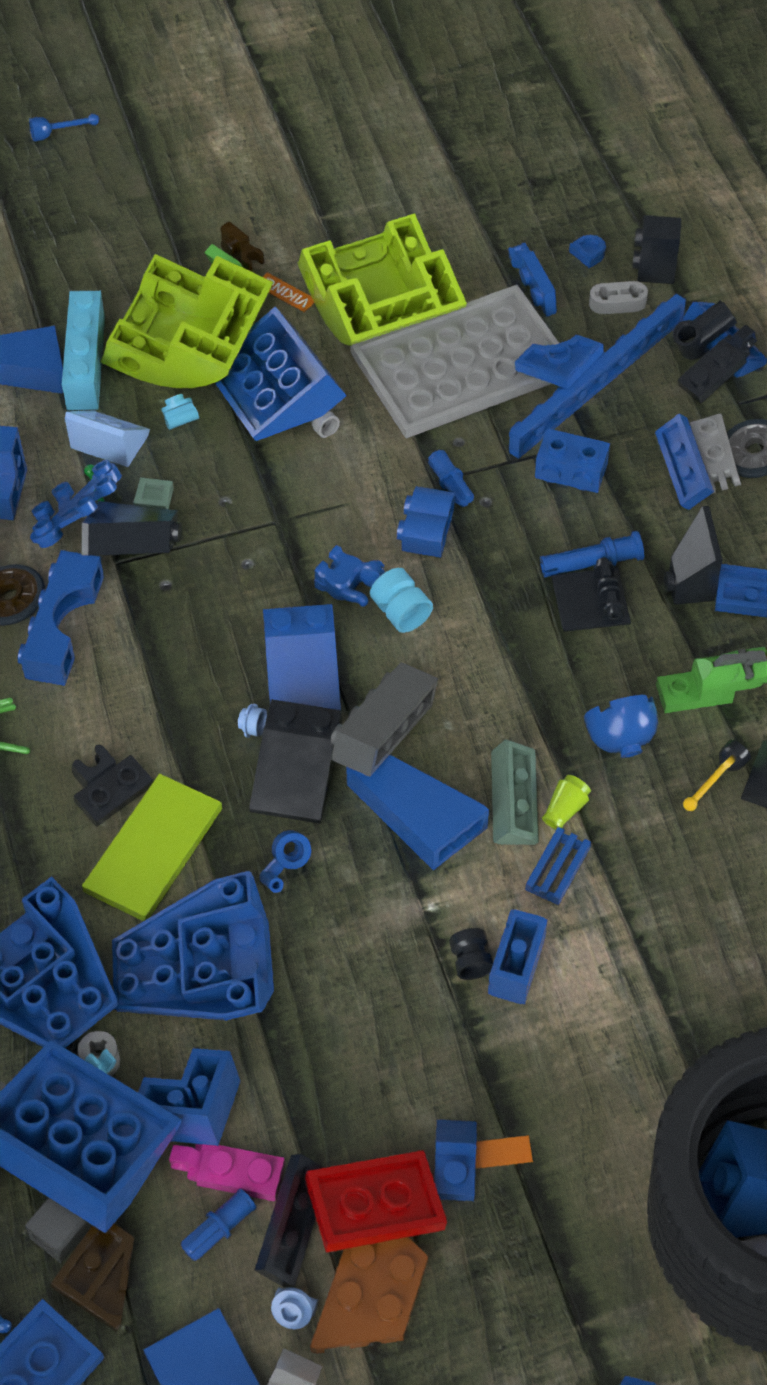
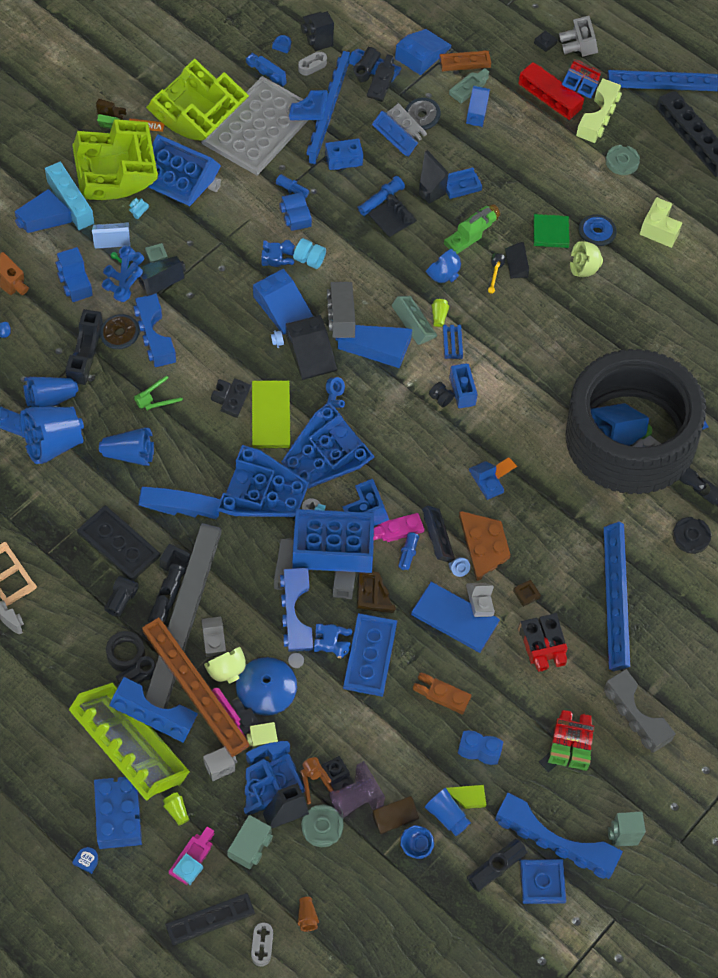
camera: 35 degrees left, 5 degrees up
(375, 1201) = (468, 509): red plate -> none

